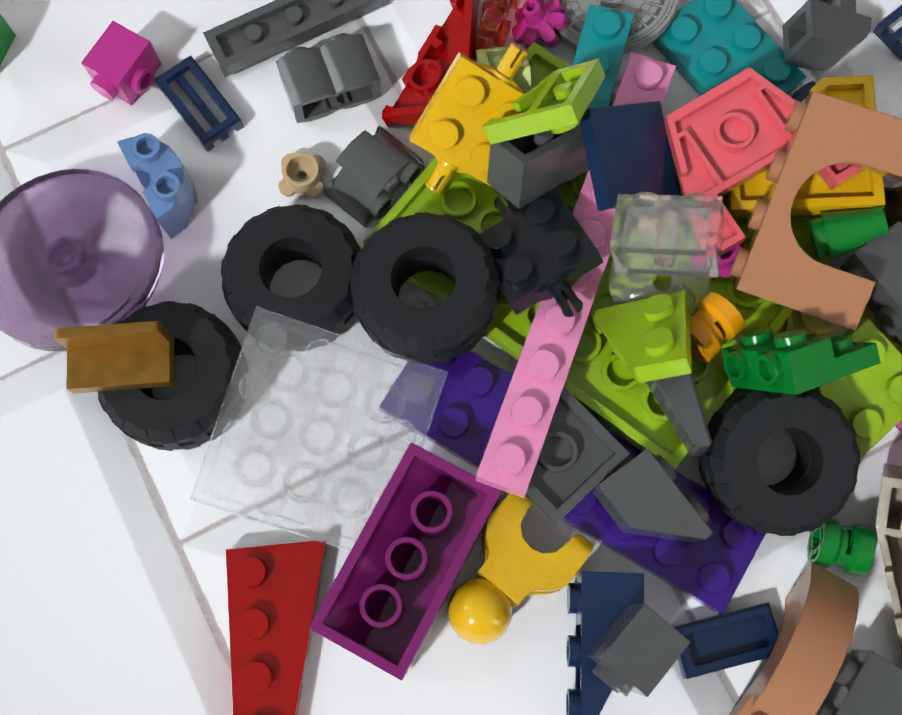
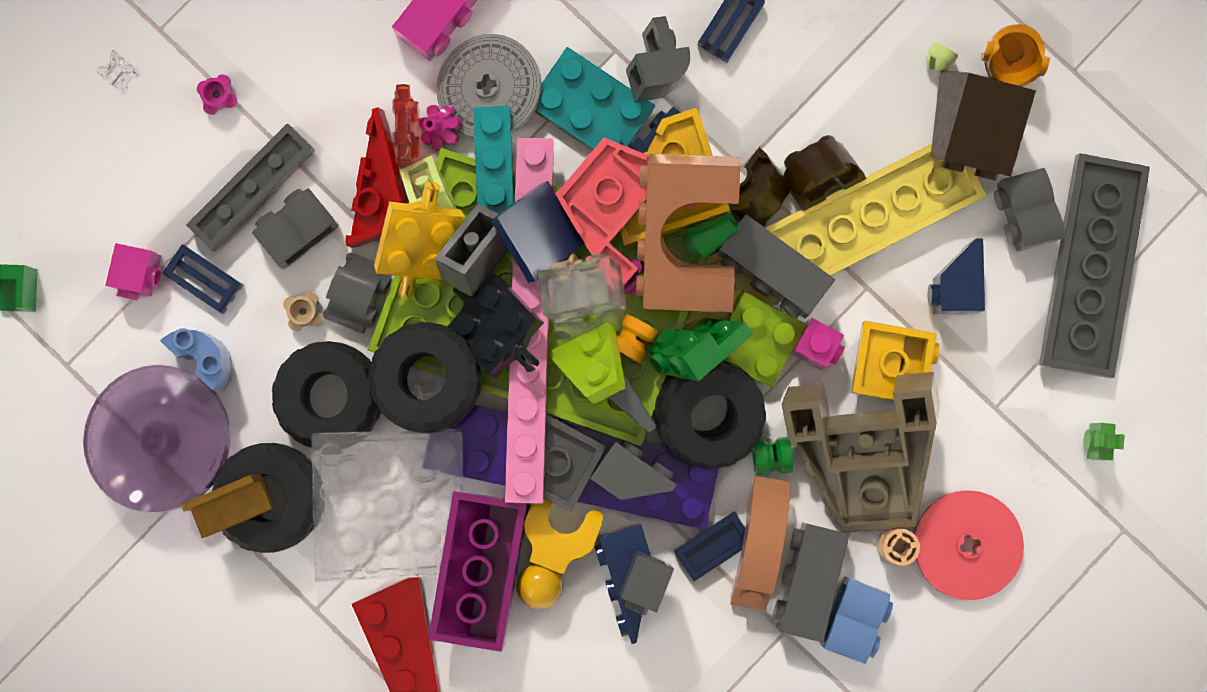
camera: 20 degrees left, 10 degrees up
(552, 105) = (470, 222): lime wing -> none

